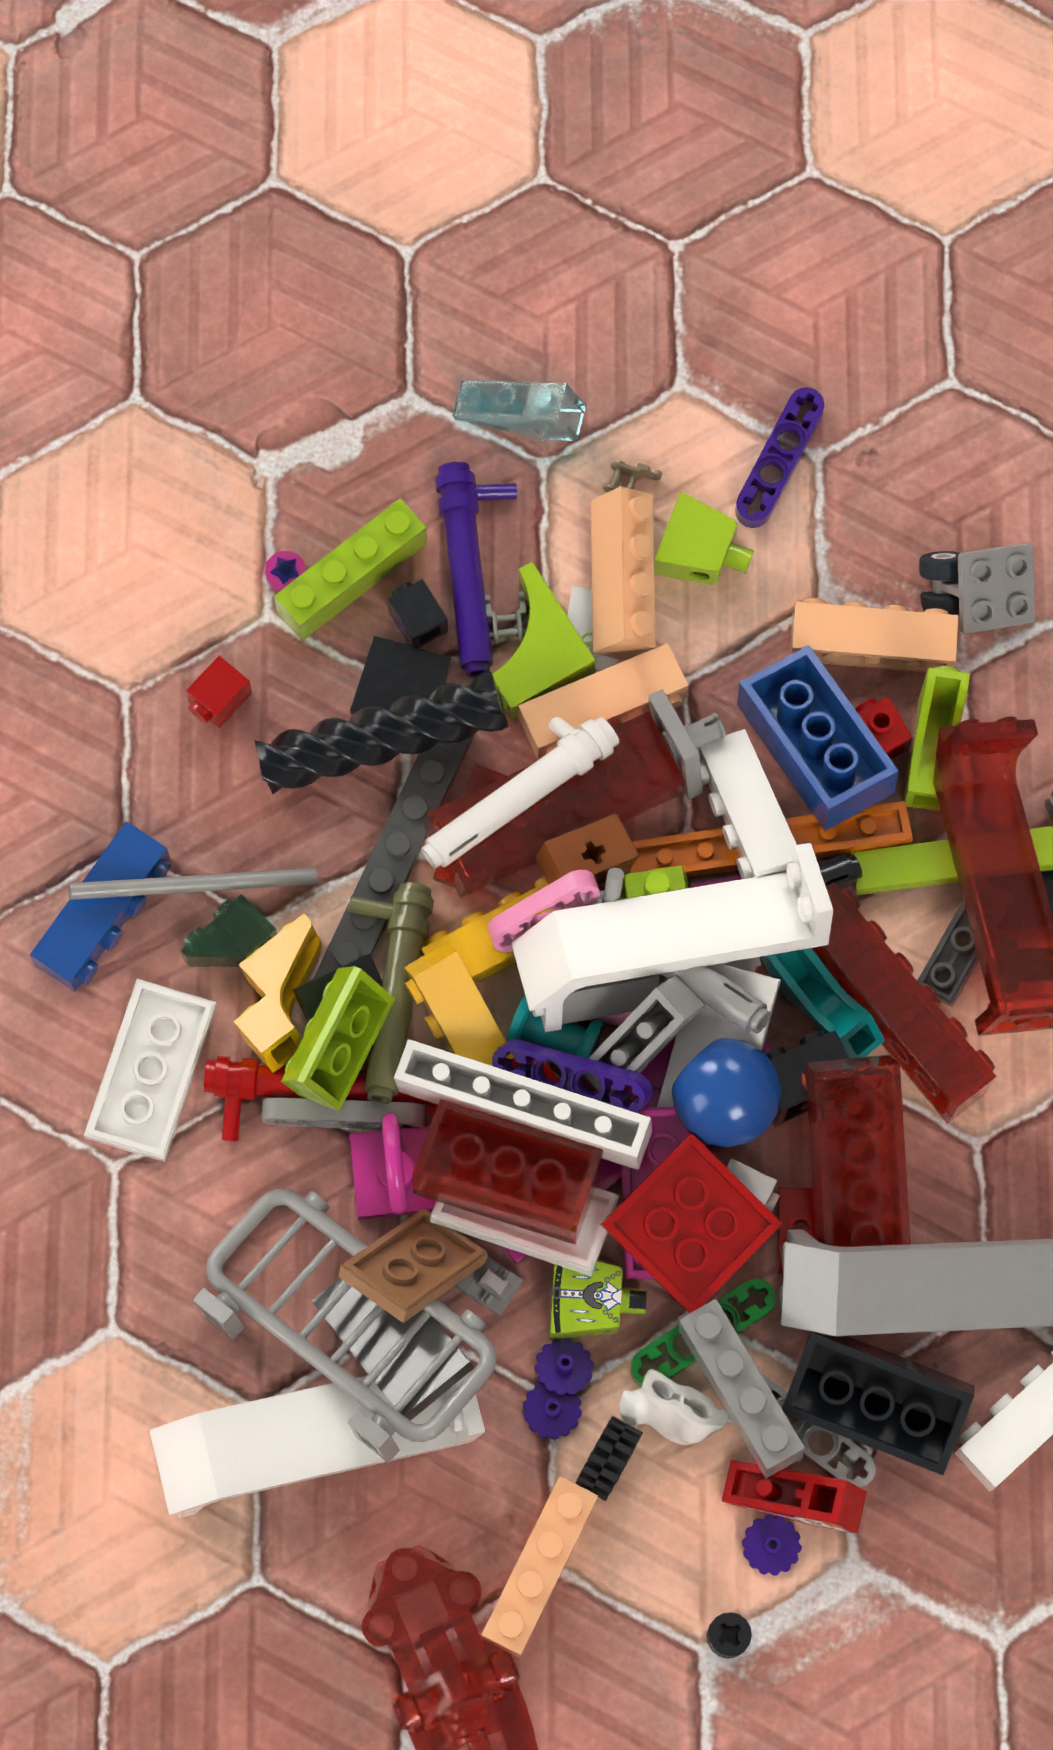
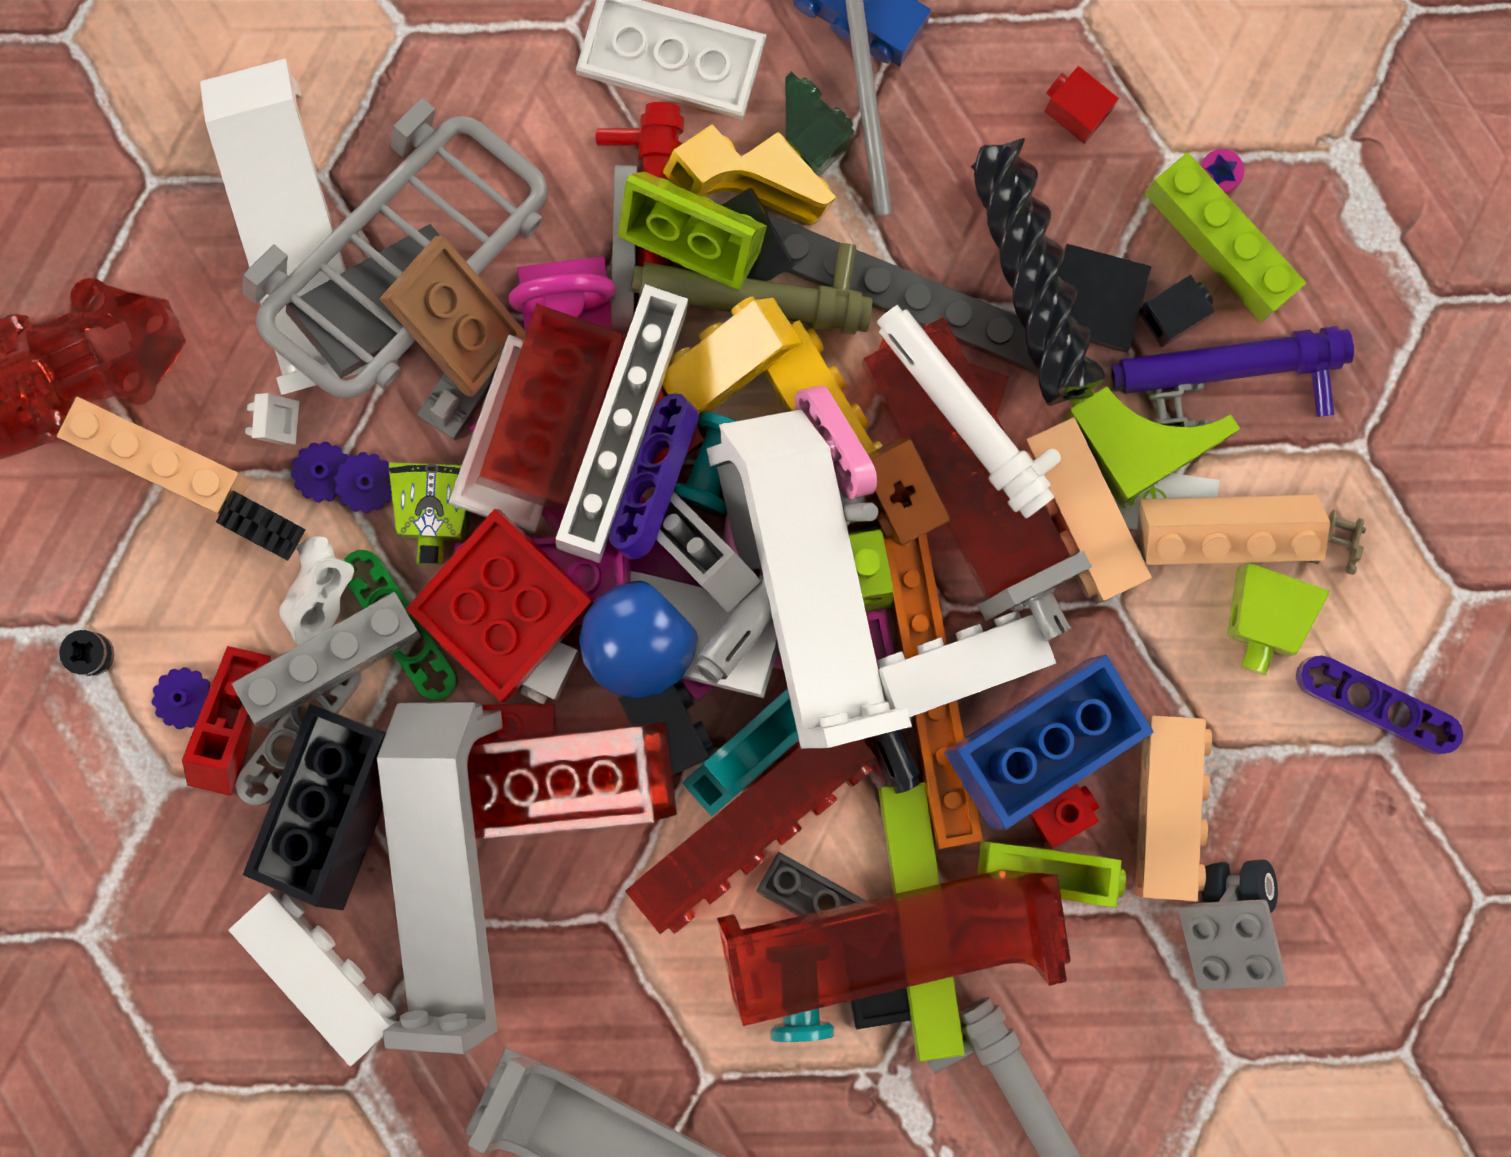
camera: 85 degrees right, 10 degrees up
(502, 1450) = (274, 419): none -> white tile
(522, 408) = (1421, 419): clear light blue slope -> none

